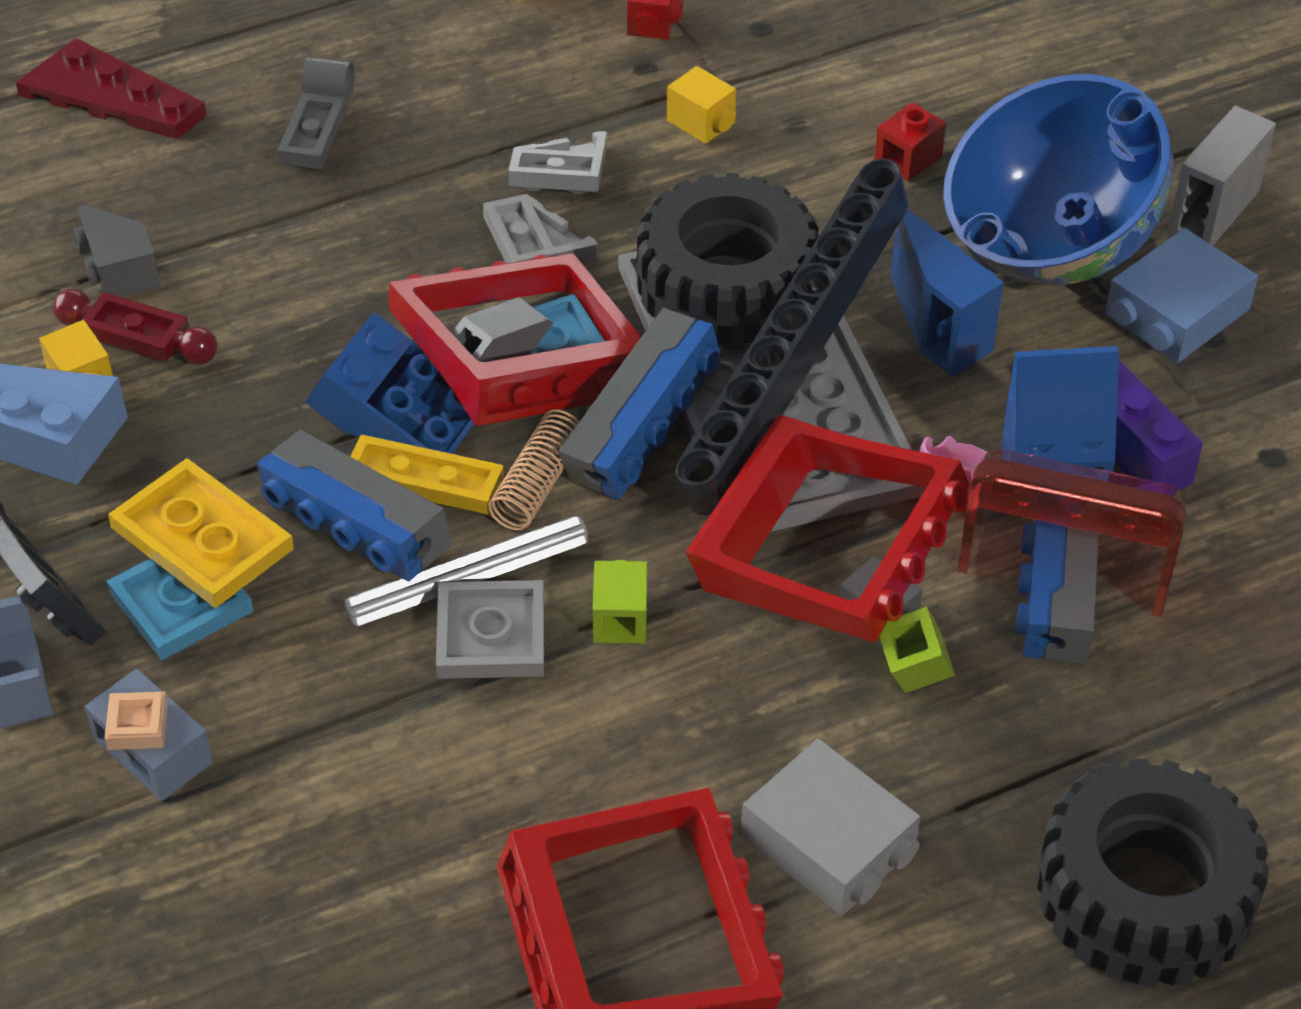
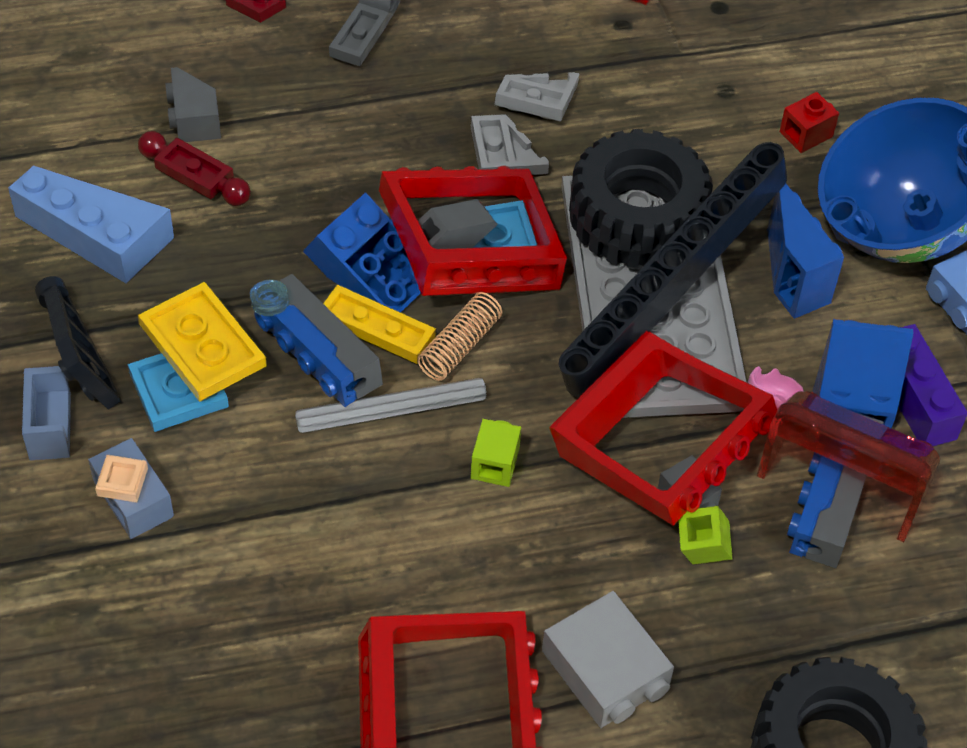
camera: 10 degrees right, 5 degrees up
(75, 350) = (145, 182): yellow brick -> none
(278, 462) = (269, 297): none -> clear light blue tile
(490, 629) = (396, 455): light grey plate -> none
(640, 404) = (548, 299): piece -> none
(701, 104) = (656, 64): yellow brick -> none

